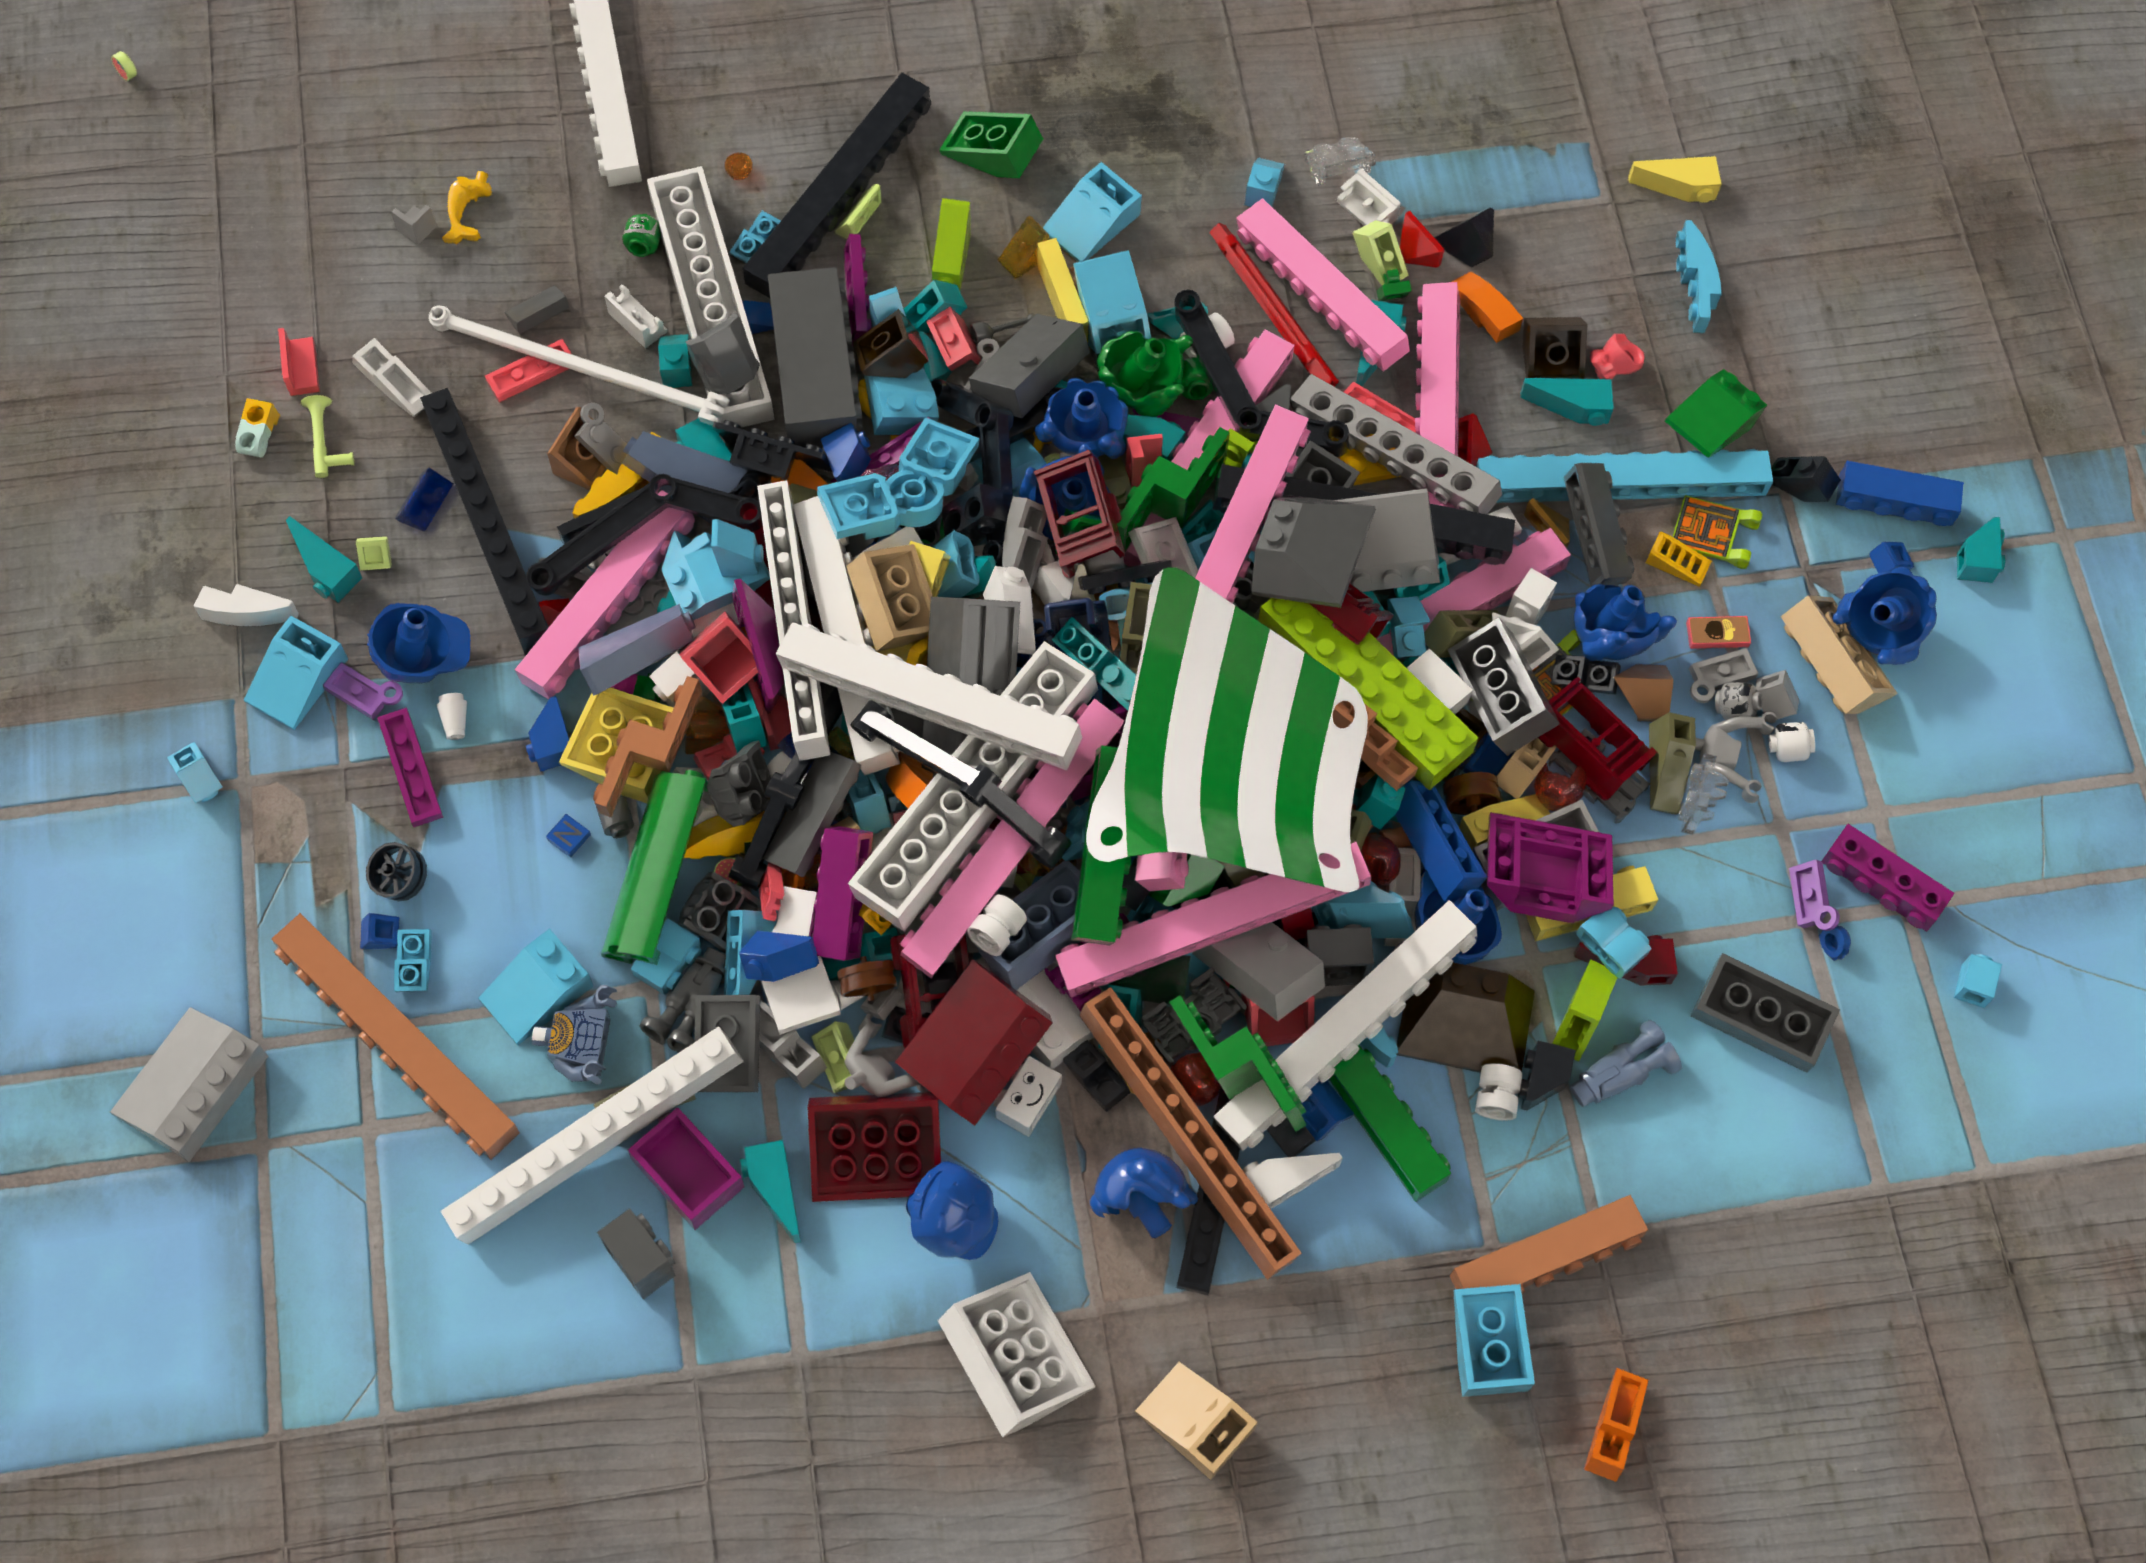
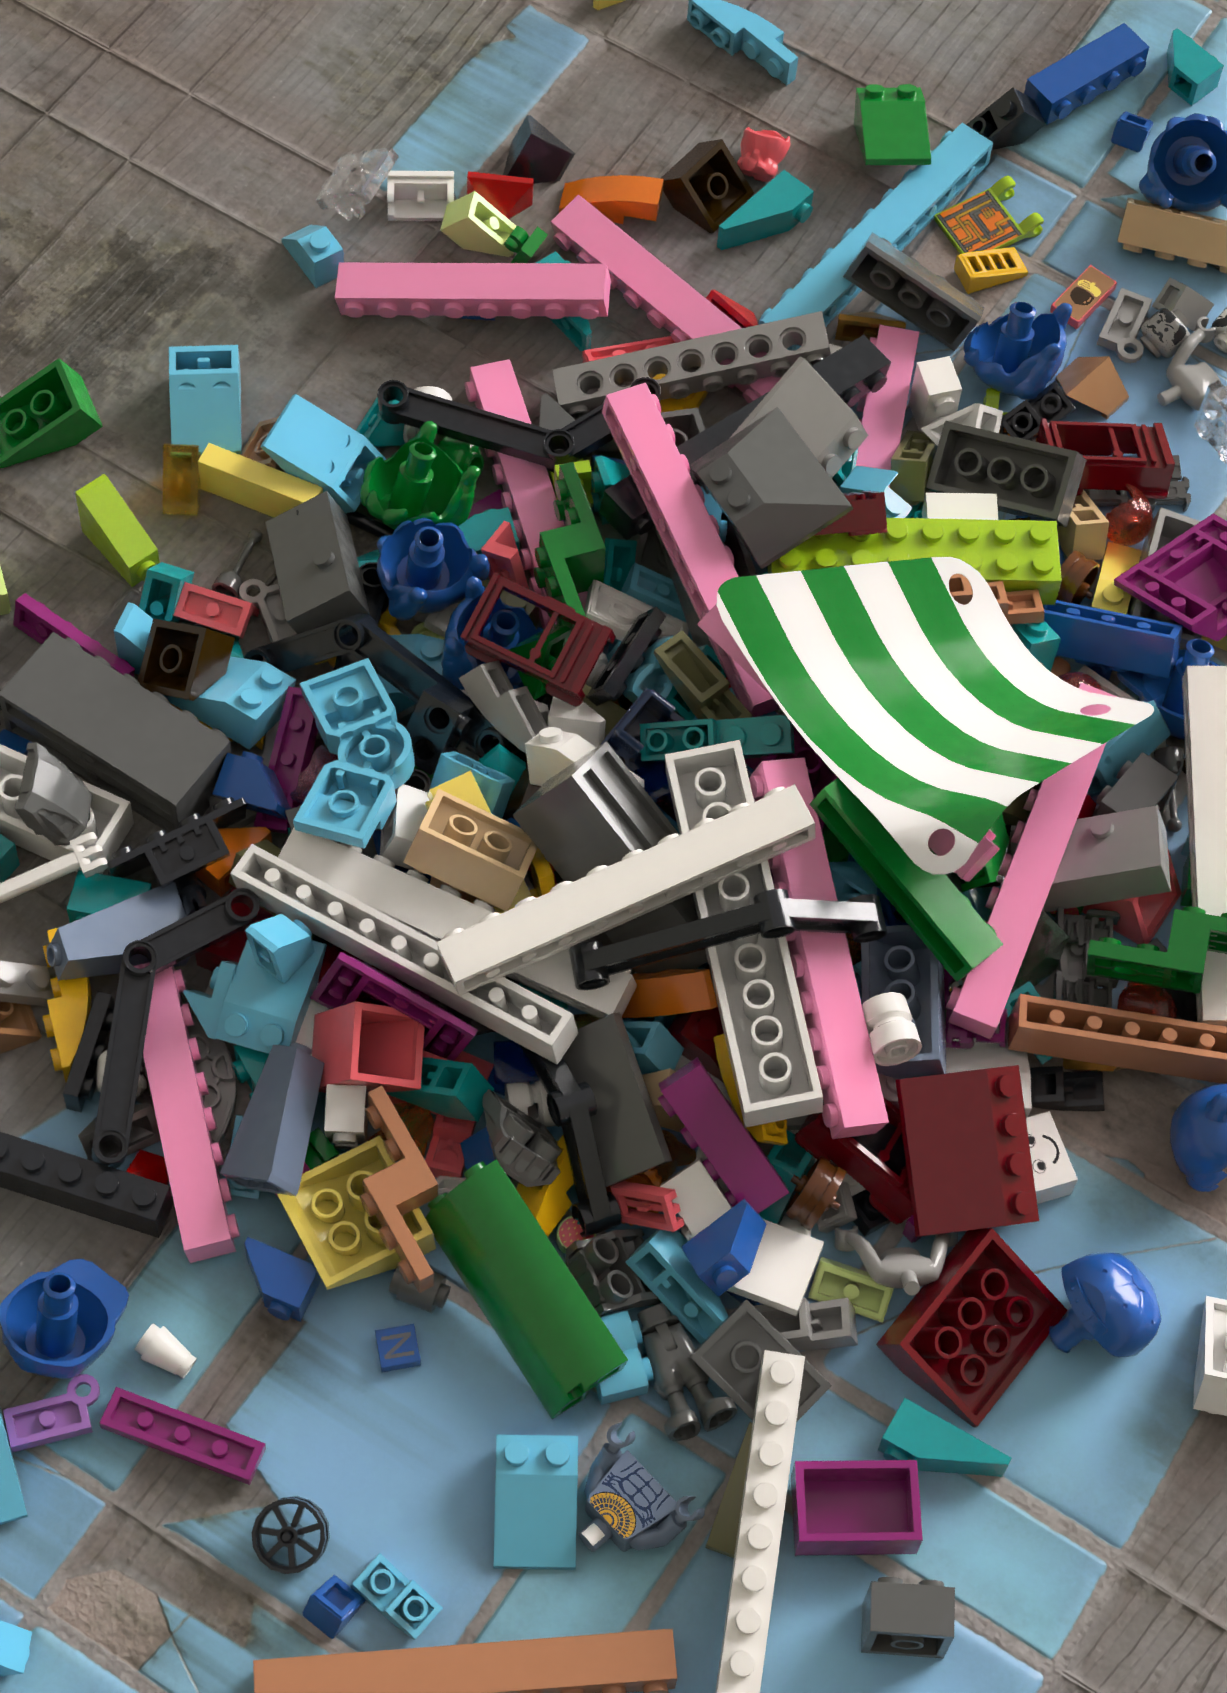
camera: 50 degrees left, 5 degrees down
(1272, 304) = (440, 345): red piece -> none
(1669, 769) = (1166, 403): olive slope -> none

